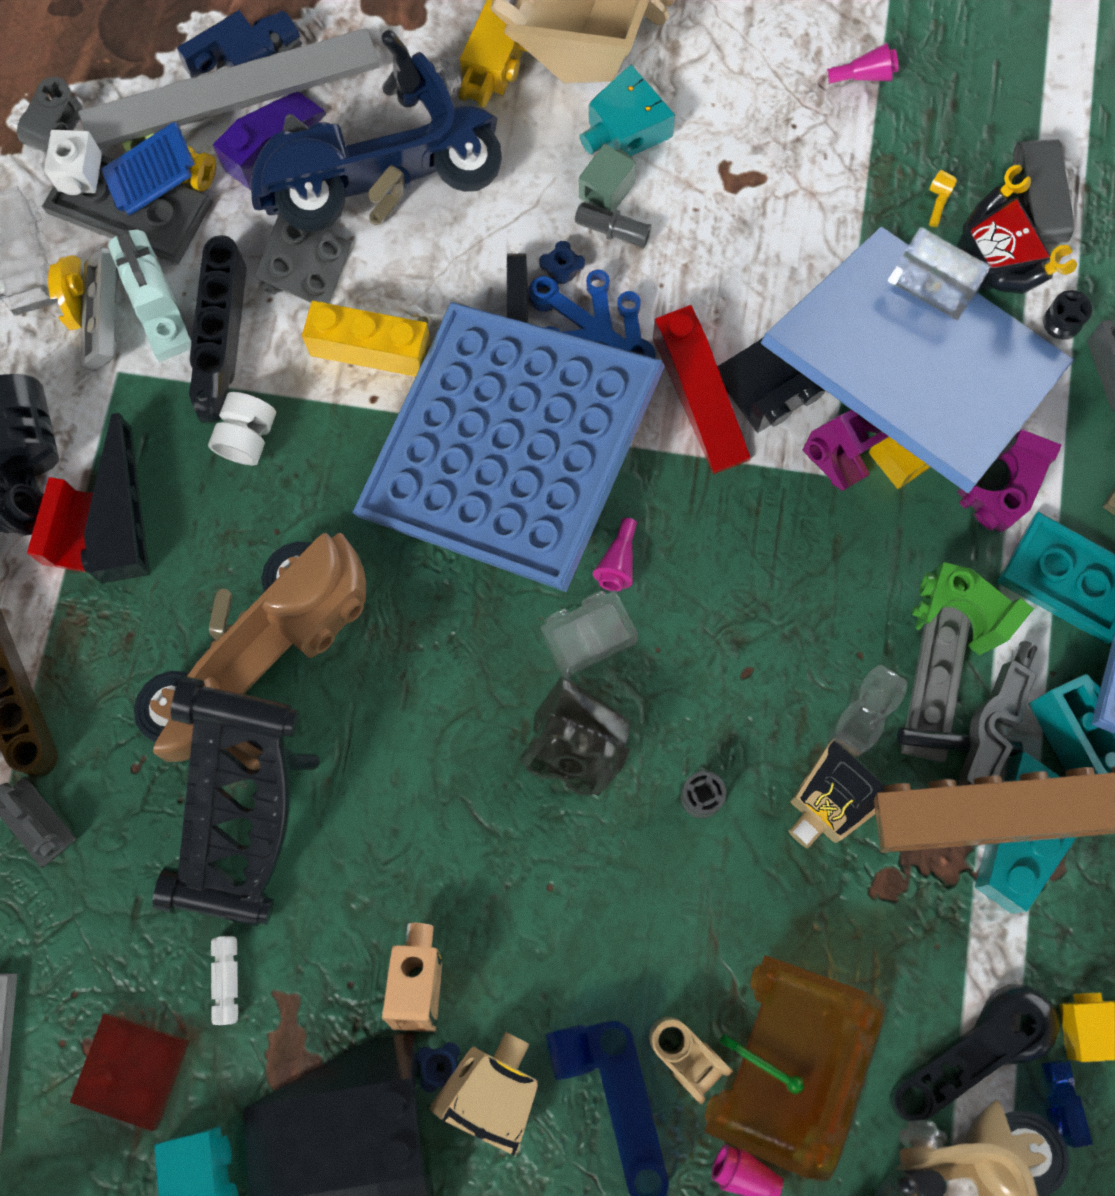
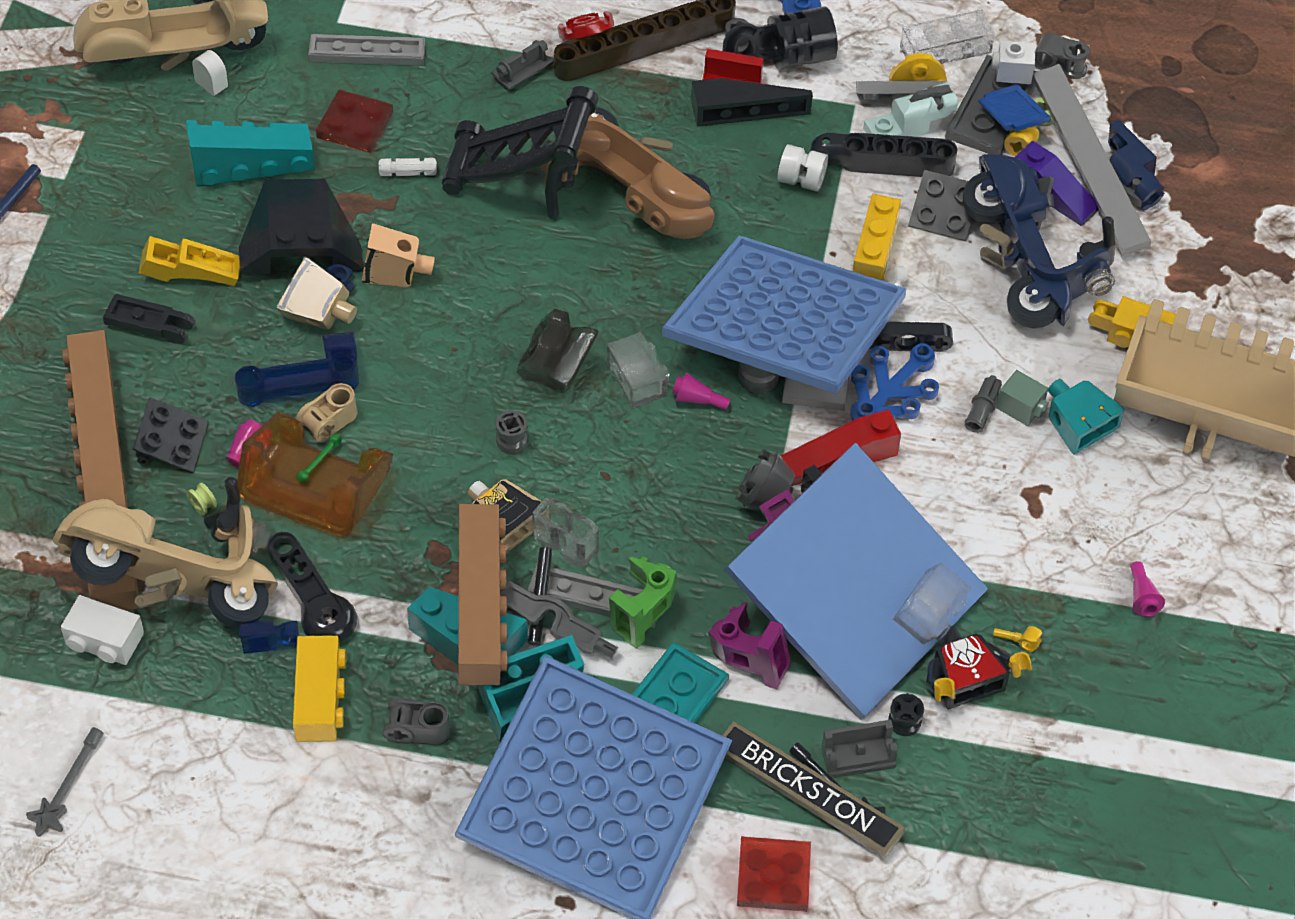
camera: 85 degrees right, 20 degrees down
(566, 272) = (945, 375): dark blue plate -> none
(770, 467) = (765, 480): none -> dark grey cone
(1048, 196) = (1024, 708): dark grey beam -> none

